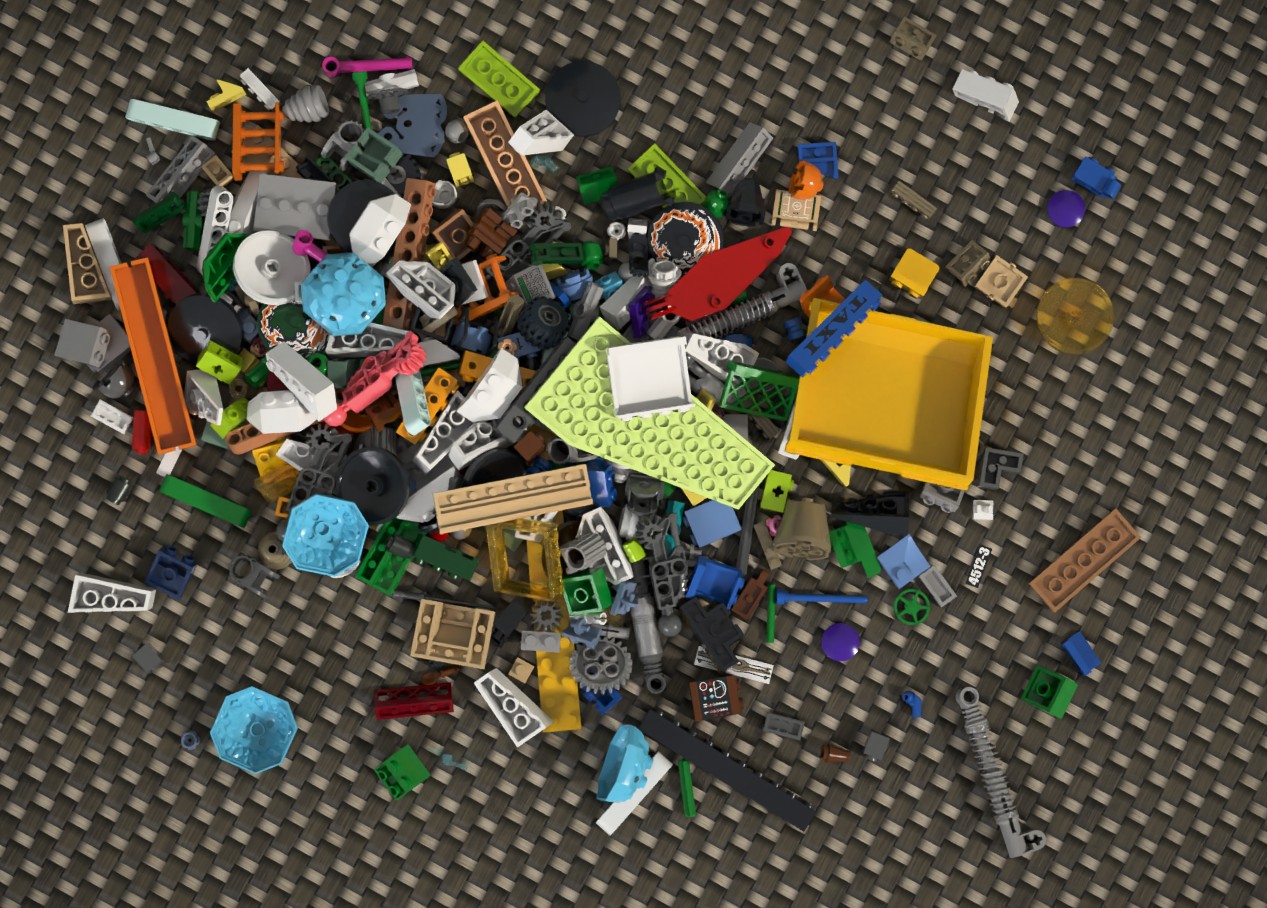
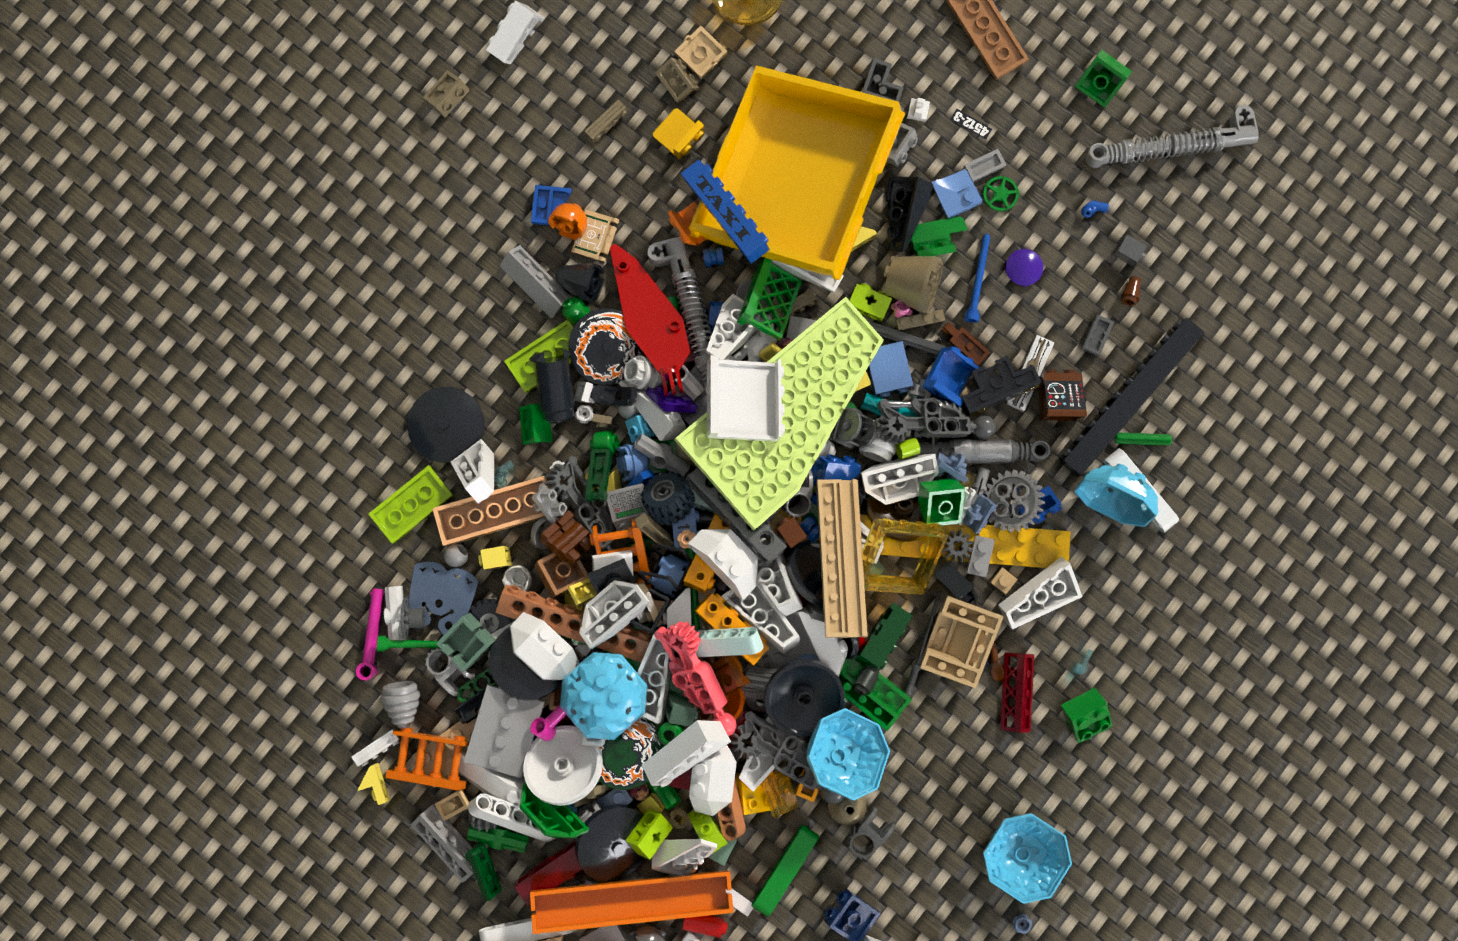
camera: 80 degrees left, 0 degrees up
(153, 157) = (425, 869): light grey hand -> none
(172, 119) = (390, 842): light aqua beam -> none
(590, 546) = (898, 491): light grey piece -> none
(771, 613) = (986, 328): green bar -> none
(1080, 653) = (1070, 43): blue panel -> none

